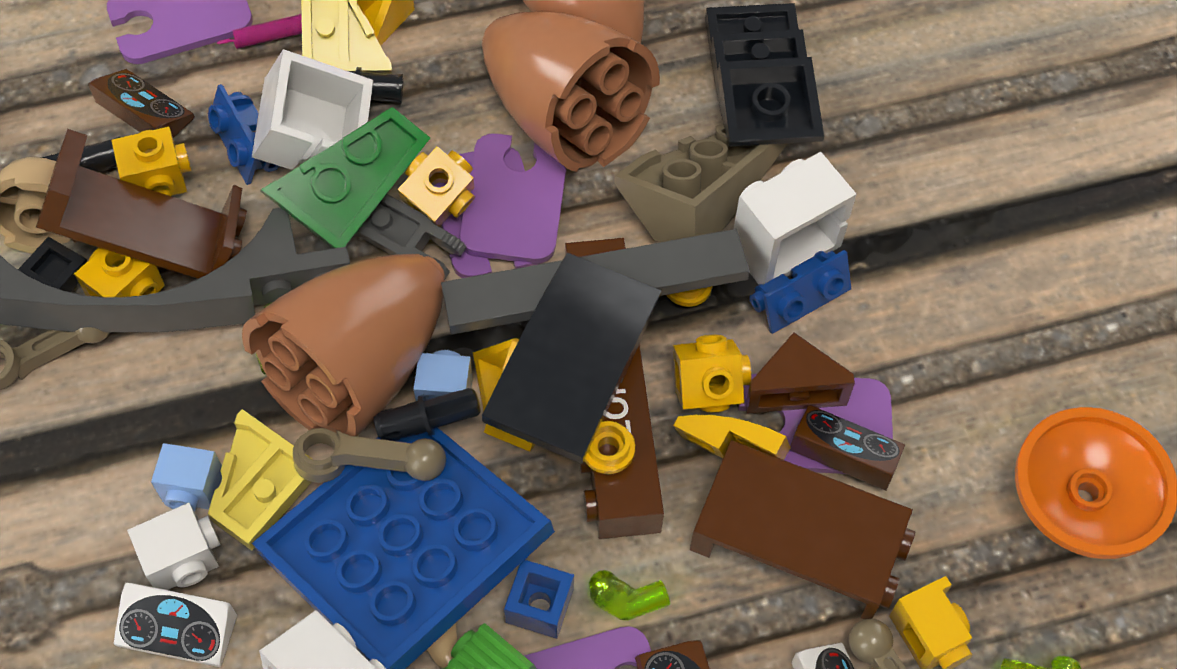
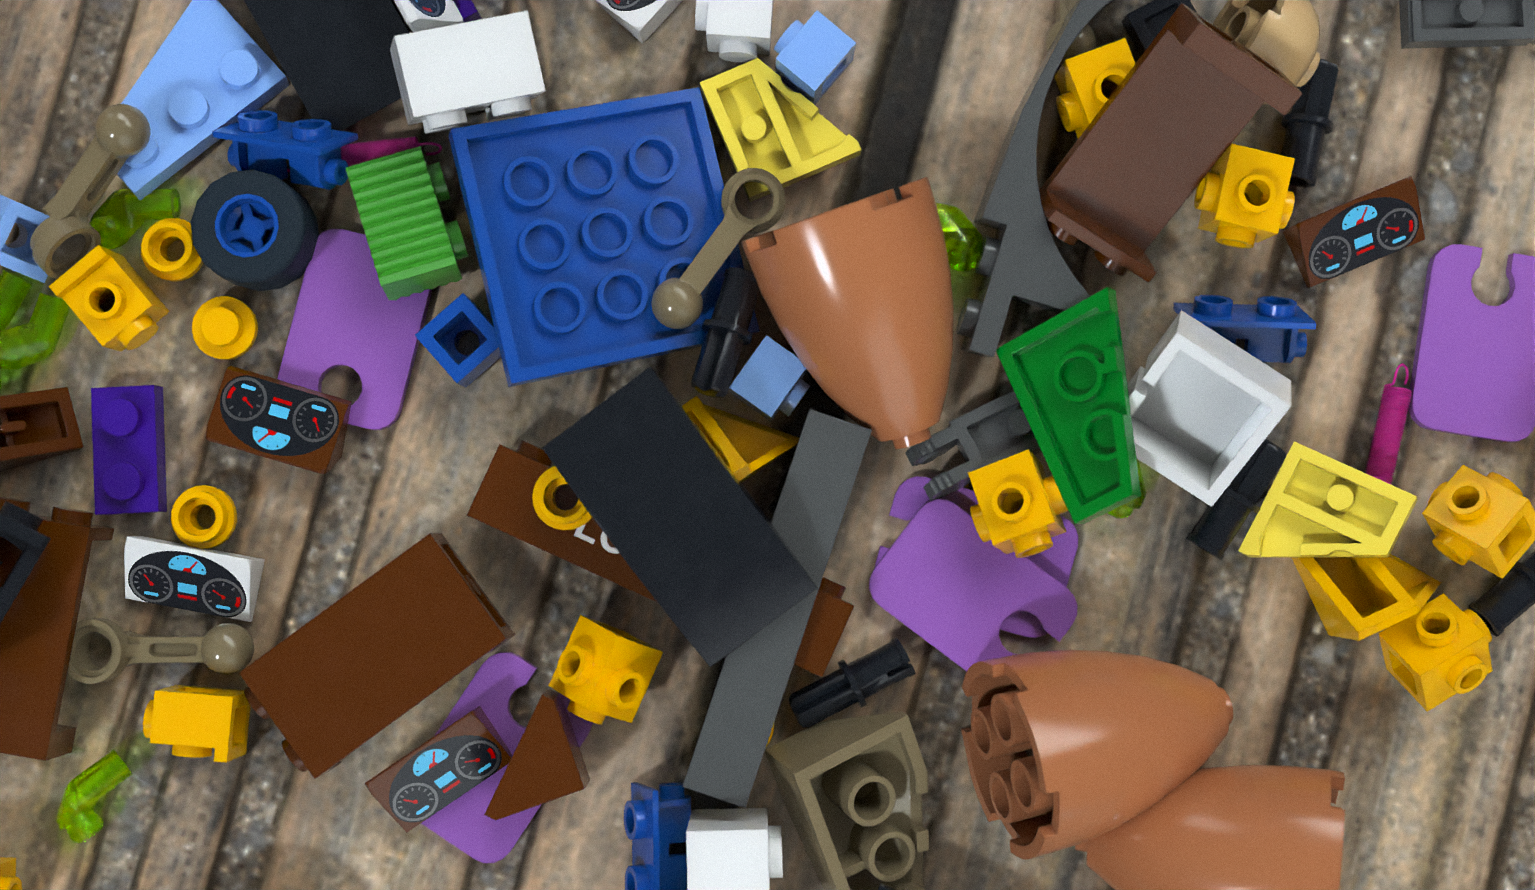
camera: 120 degrees right, 25 degrees up
(603, 225) = (851, 684): none -> black axle
(623, 600) = (421, 428): clear neon green arm -> none
(716, 432) = (534, 634): yellow slope -> none

